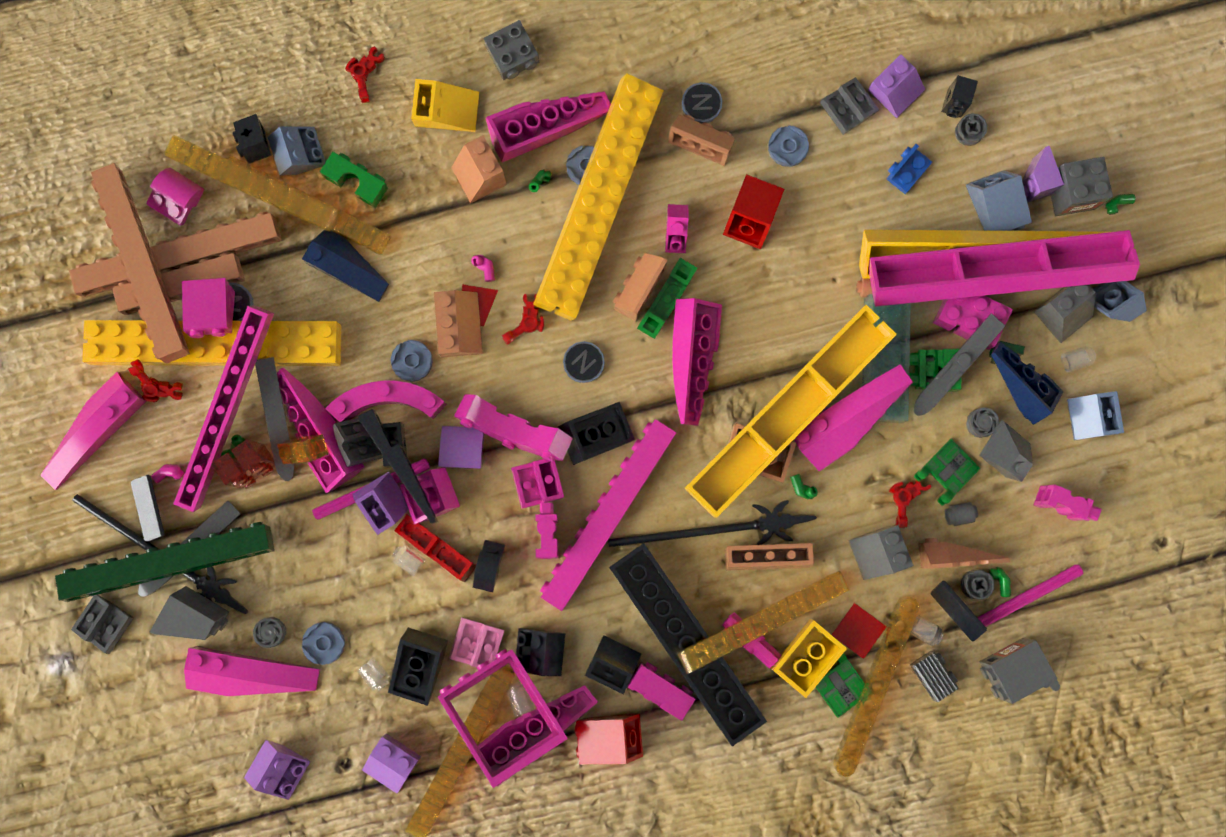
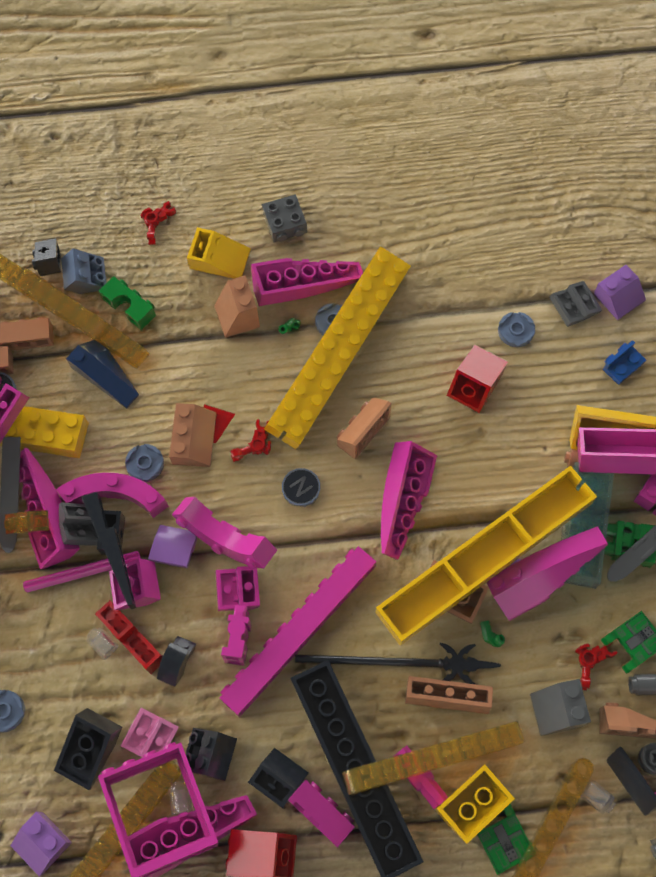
camera: 15 degrees right, 15 degrees down
(374, 674) = (44, 749): clear brick -> none
(381, 502) = (88, 583): medium lavender slope -> none
(485, 265) = (228, 390): dark pink arm -> none
(597, 433) = (301, 552): black slope -> none
(666, 299) = (383, 447): green slope -> none
(676, 228) = (405, 383): dark pink slope -> none
(701, 139) = (438, 311): nougat slope -> none
(702, 102) = (443, 283): black tile -> none
(858, 631) = (530, 787): red sticker -> none
(934, 675) = (602, 846): dark grey brick -> none

